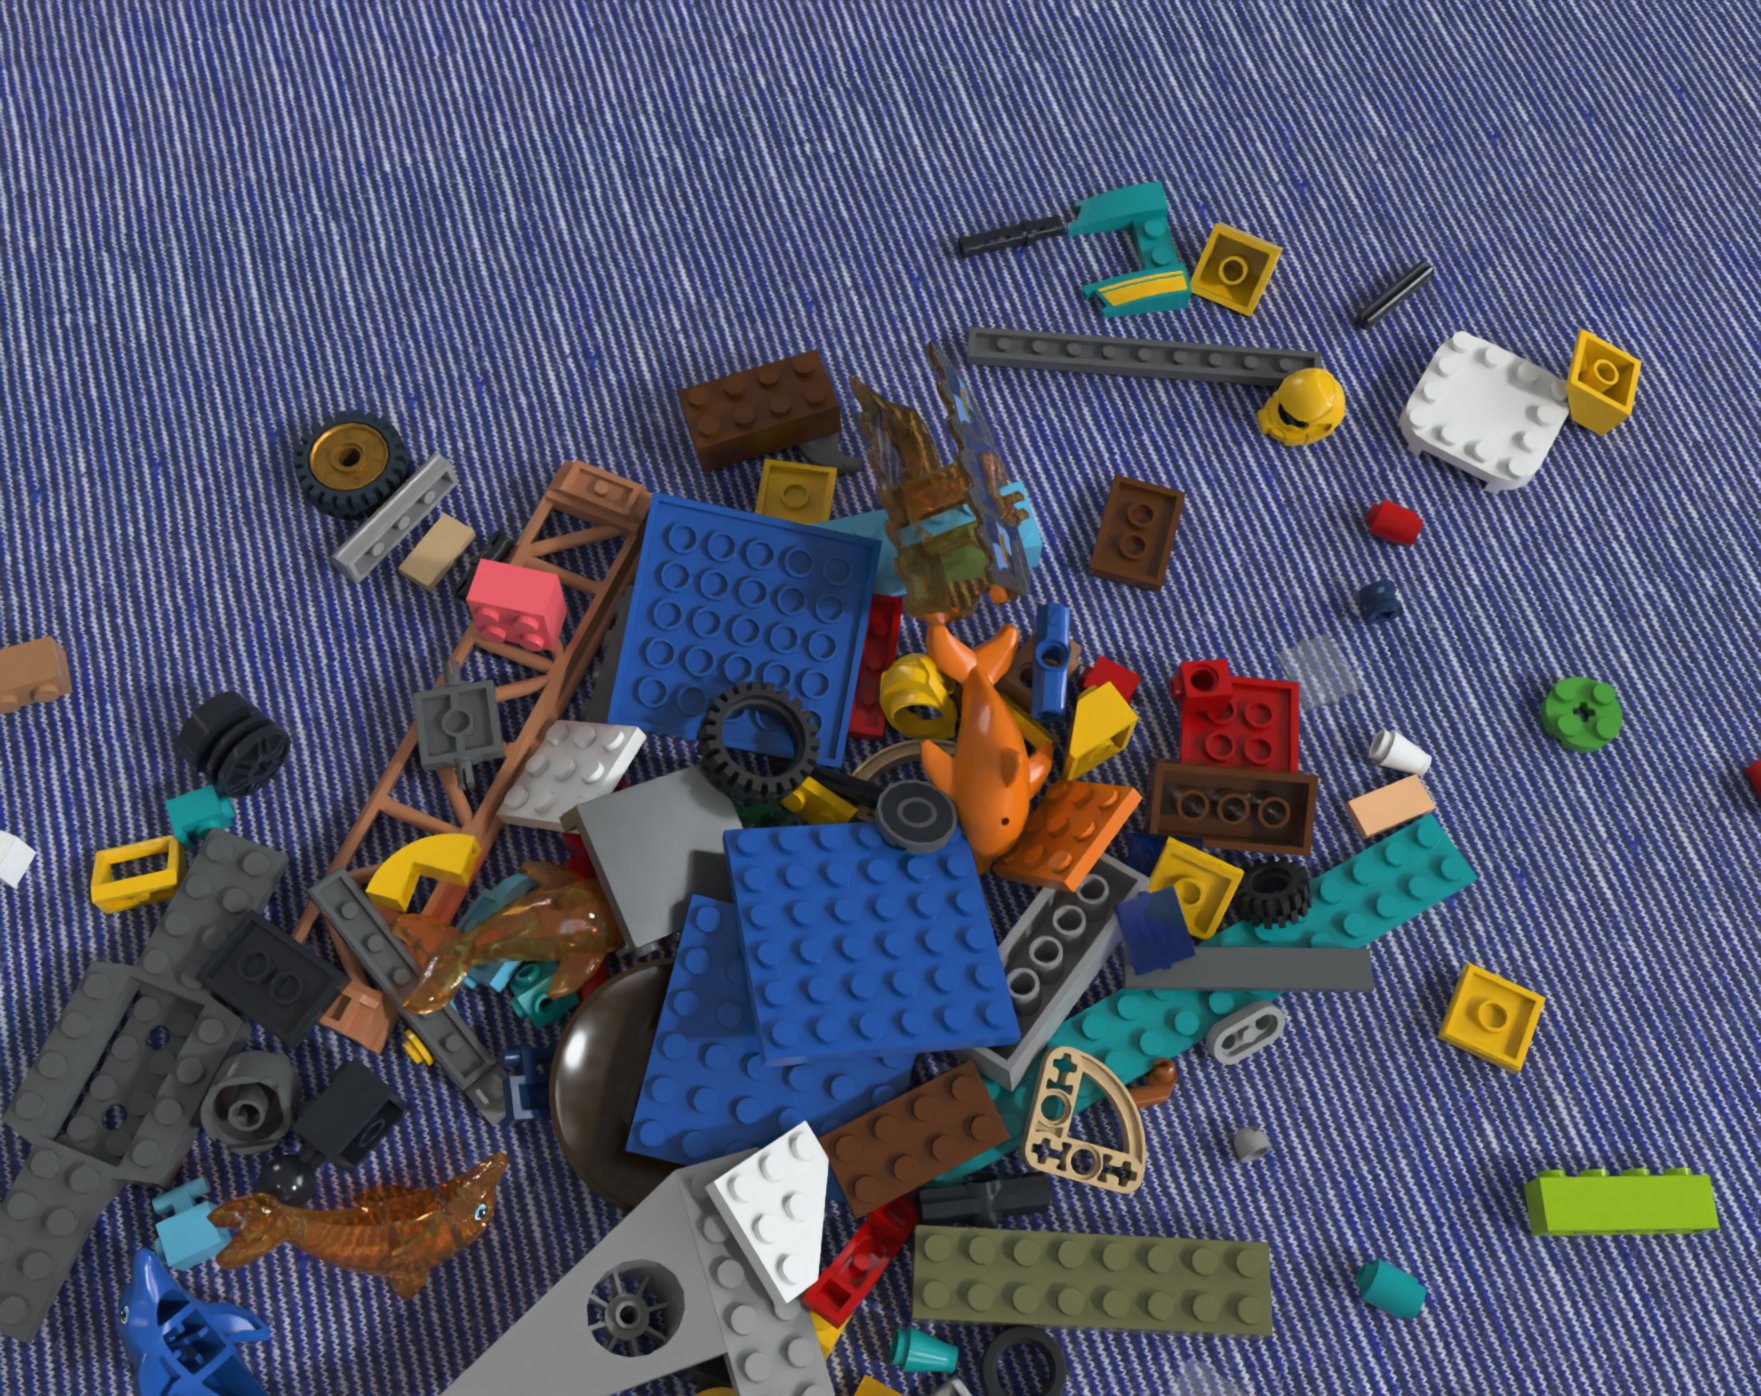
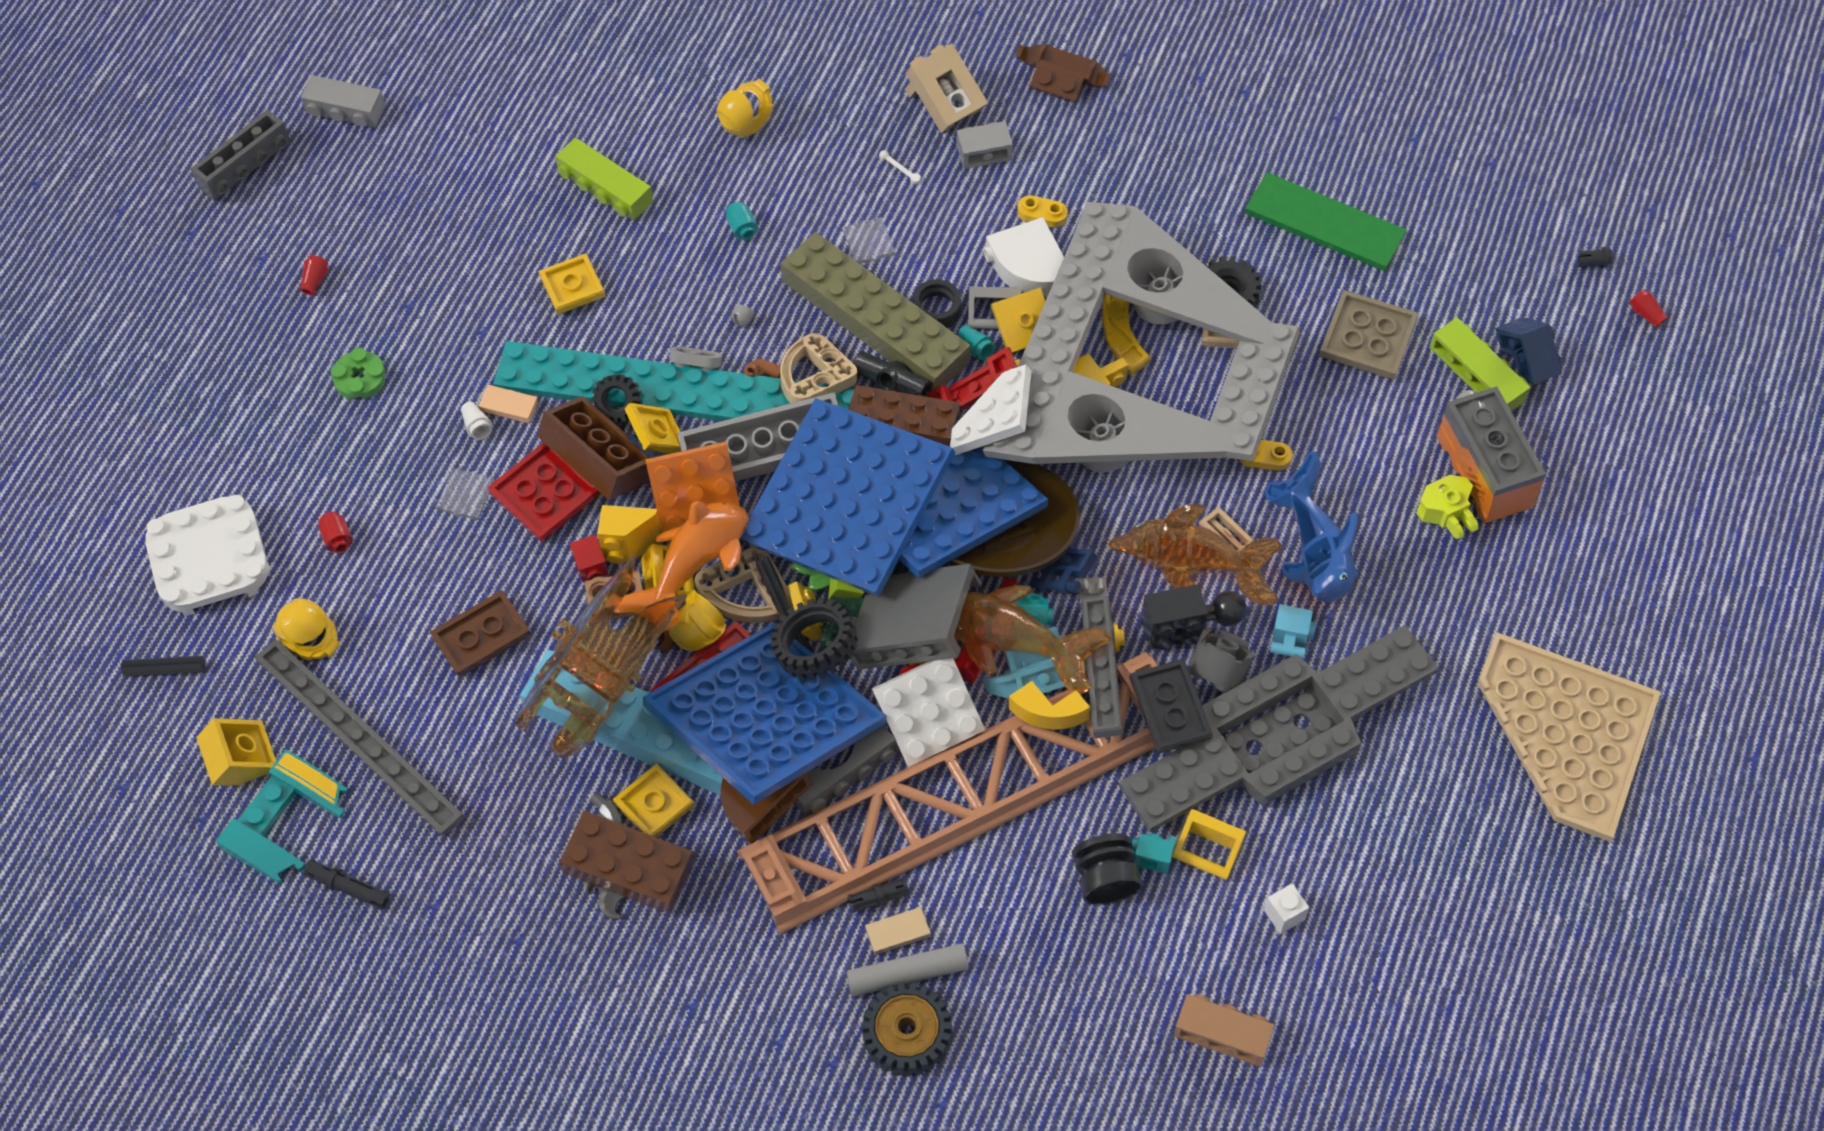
camera: 135 degrees left, 5 degrees down
(408, 1326) = (1211, 523): none -> tan tile
(458, 725) = (969, 781): dark grey plate -> none
(517, 605) = (883, 816): coral brick -> none
(915, 816) = (766, 540): black tile -> none
(1050, 682) = (613, 565): blue piece -> none
(1154, 930) = (698, 411): clear blue piece -> none
(1210, 673) = (539, 504): red brick -> none
(1259, 970) = (667, 375): dark grey tile -> none
(1380, 601) = (394, 497): dark blue wheel -> none
(1600, 383) = (129, 509): yellow slope -> none

